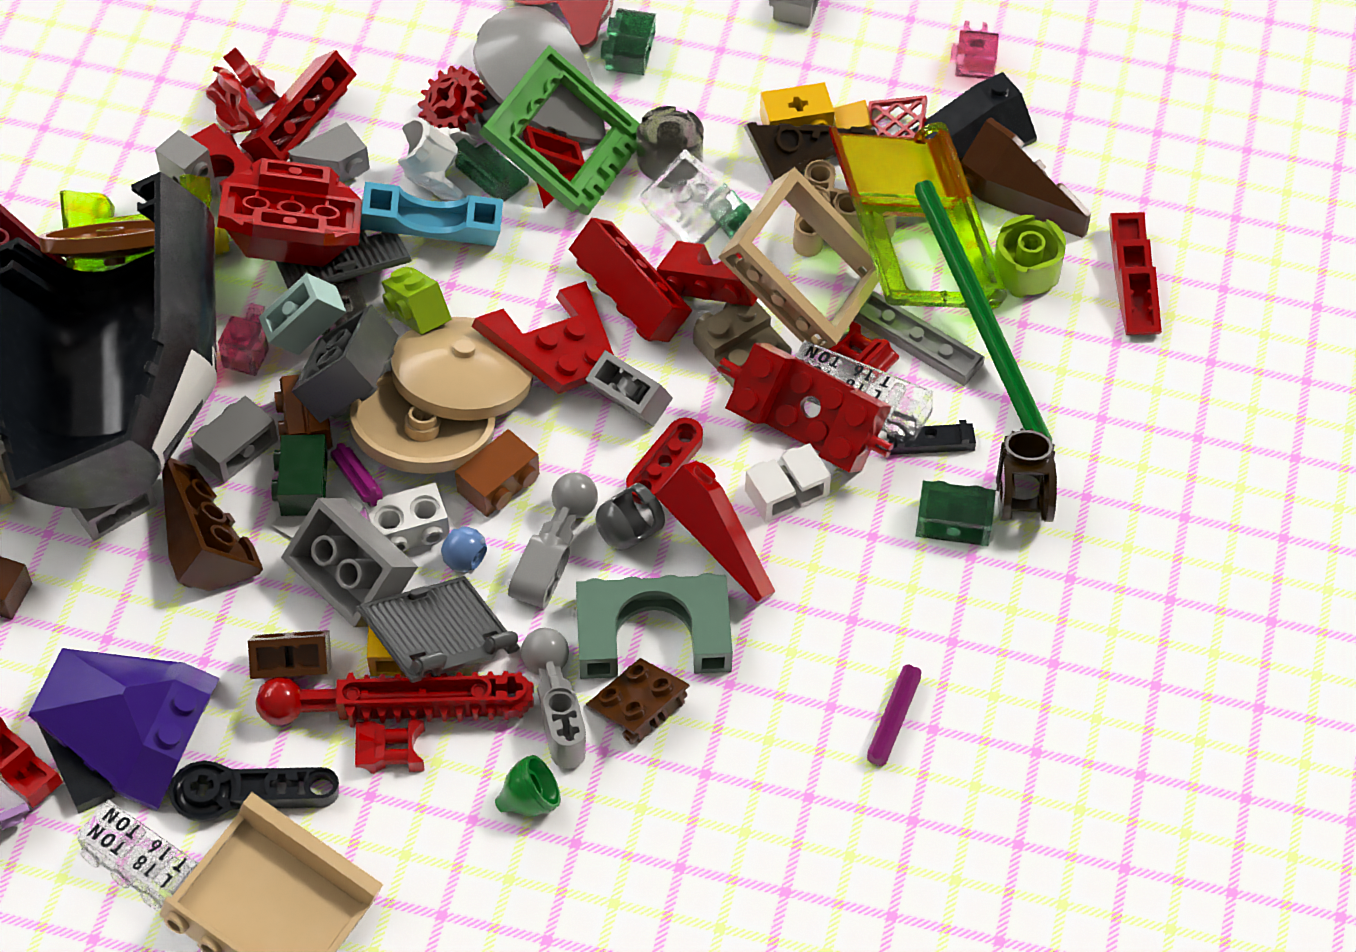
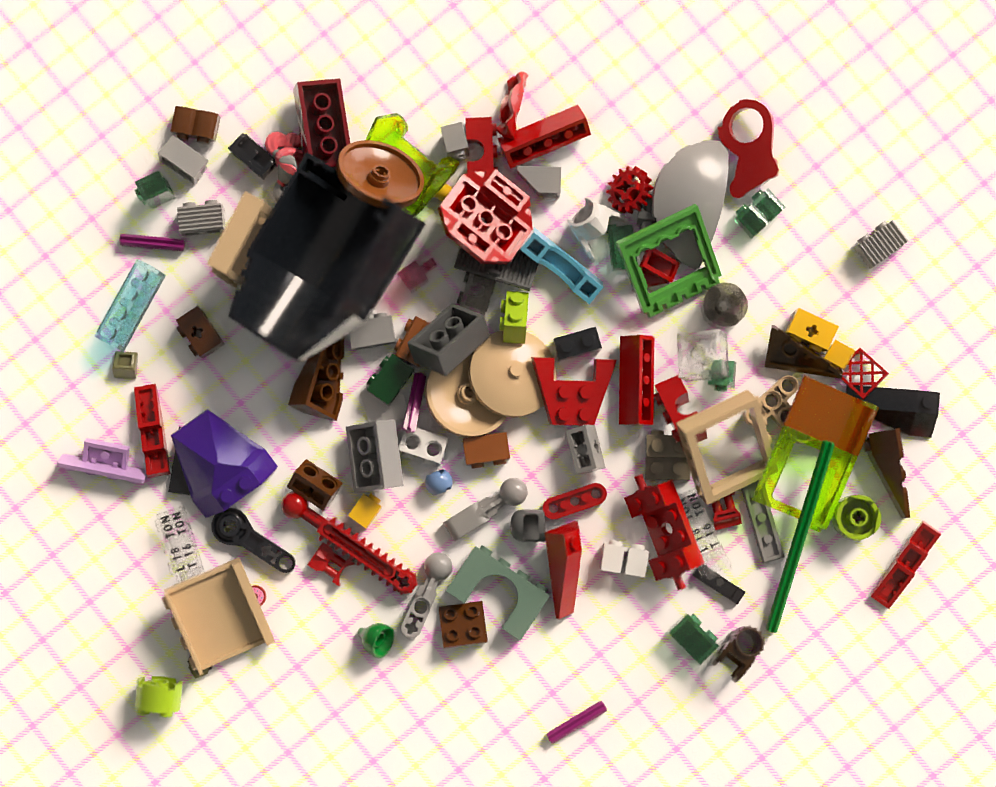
camera: 40 degrees right, 30 degrees up
(251, 77) = (535, 95): red piece -> none
(302, 314) = (449, 289): light aqua brick -> none
(438, 628) = (393, 521): dark grey window -> none
(522, 287) = (577, 344): none -> black brick
(975, 52) = (944, 359): clear pink brick -> none

